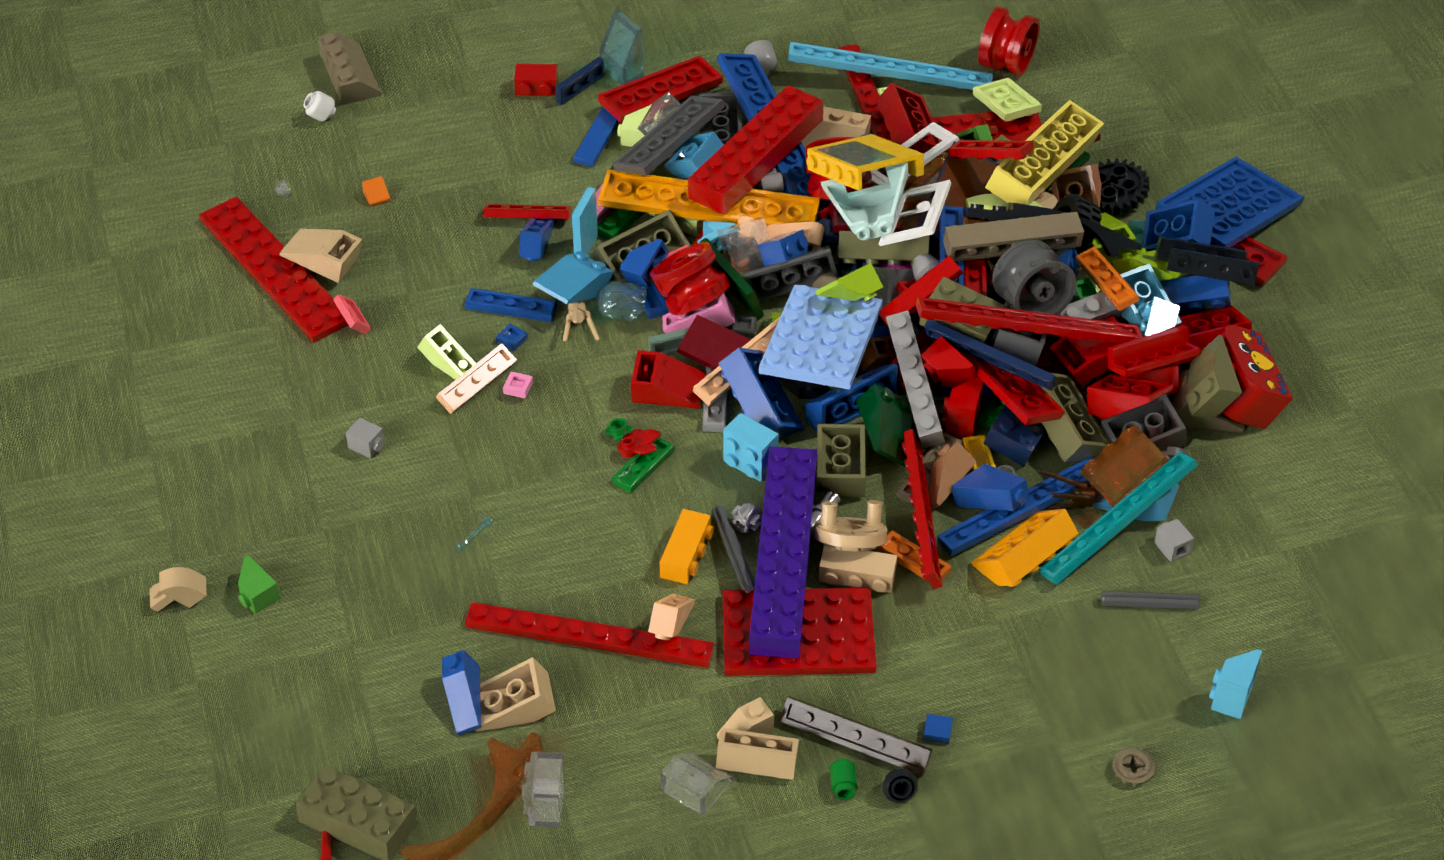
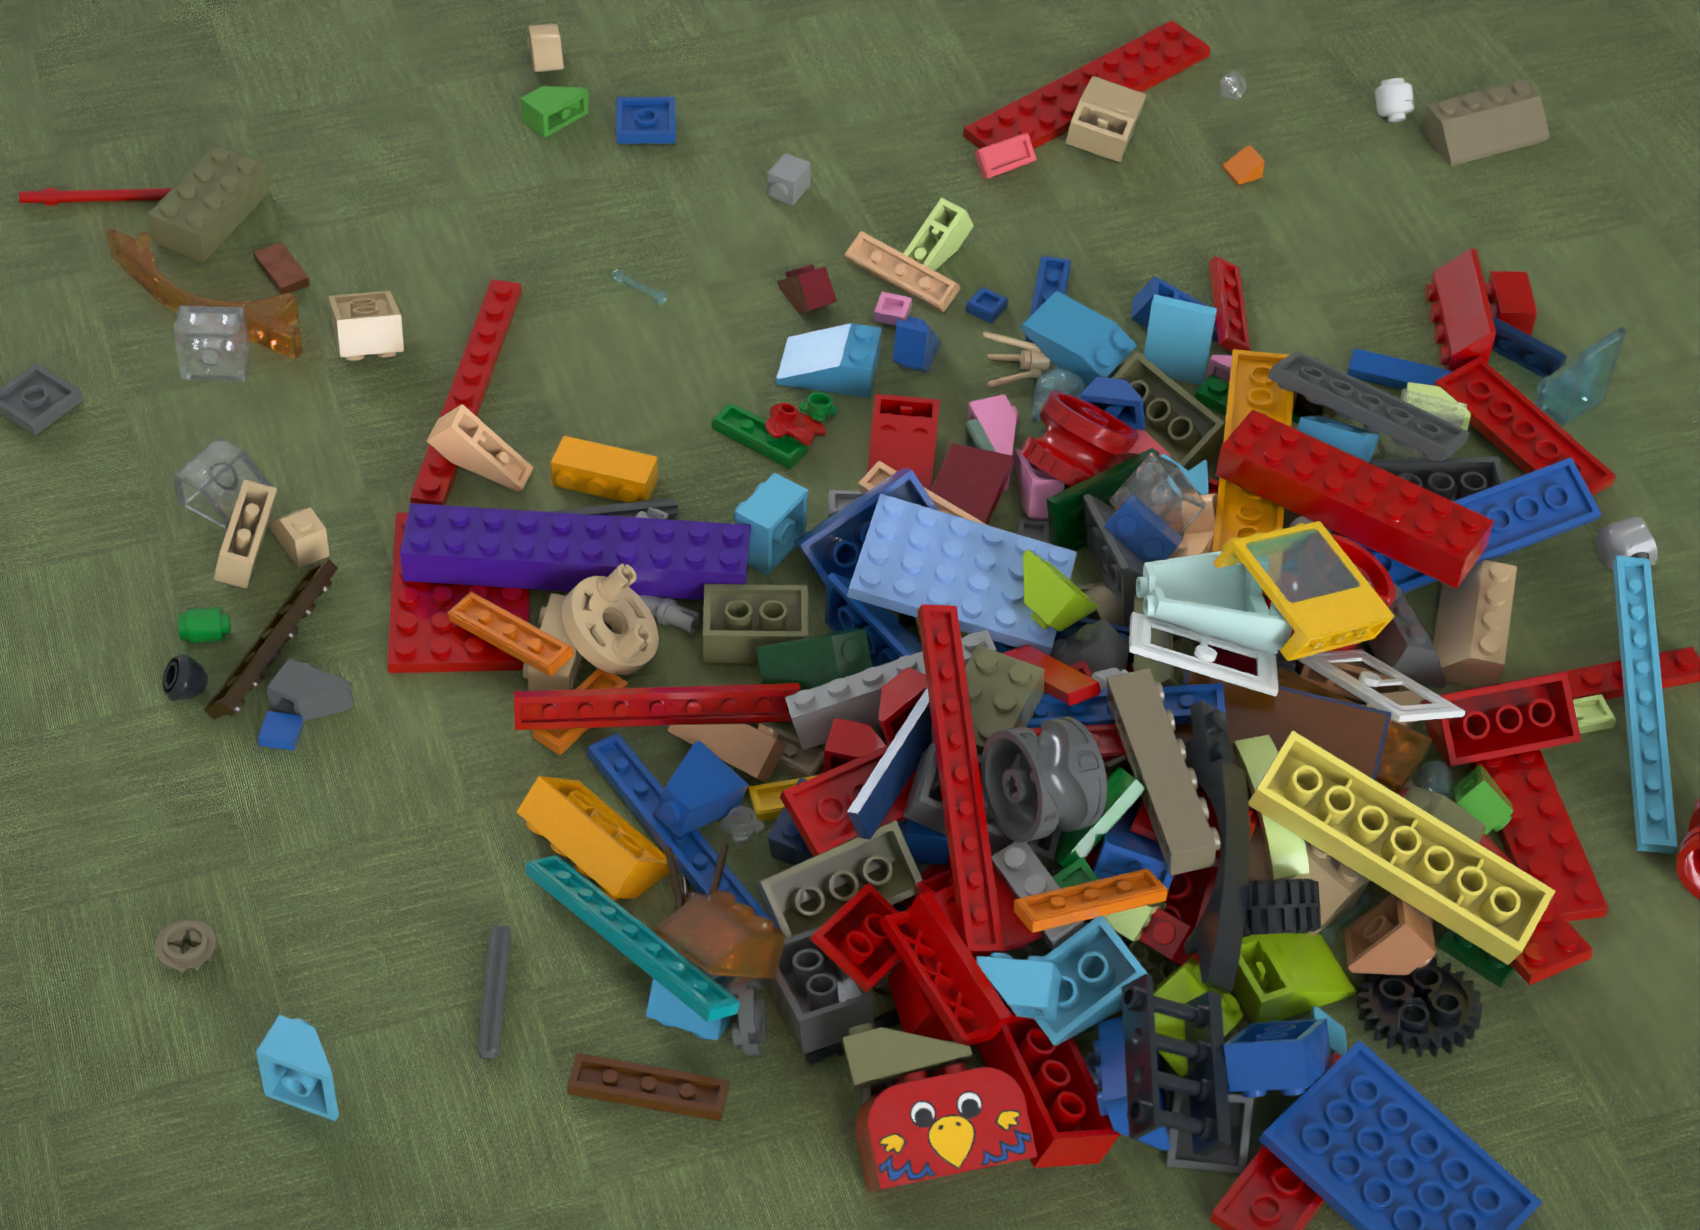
camera: 85 degrees right, 0 degrees up
(276, 526) = (645, 120): none -> blue plate
(435, 764) = (281, 268): none -> copper tile
(462, 689) = (386, 274): slope -> none
(495, 429) = (808, 288): none -> dark red slope
(554, 97) = (1460, 311): none -> red slope
(567, 368) = (915, 344): none -> blue slope
(571, 418) = (833, 360): none -> dark azure slope
(639, 330) = (998, 422): none -> bright pink slope
(860, 587) = (511, 634): none -> orange tile
(907, 711) = (308, 691): none -> dark grey slope
(991, 148) = (1346, 734): red plate -> none
(1007, 99) = (1600, 853): yellowish green plate -> none
(1174, 540) = (606, 1025): light grey brick -> none
(1214, 521) = (648, 1087): none -> reddish brown plate

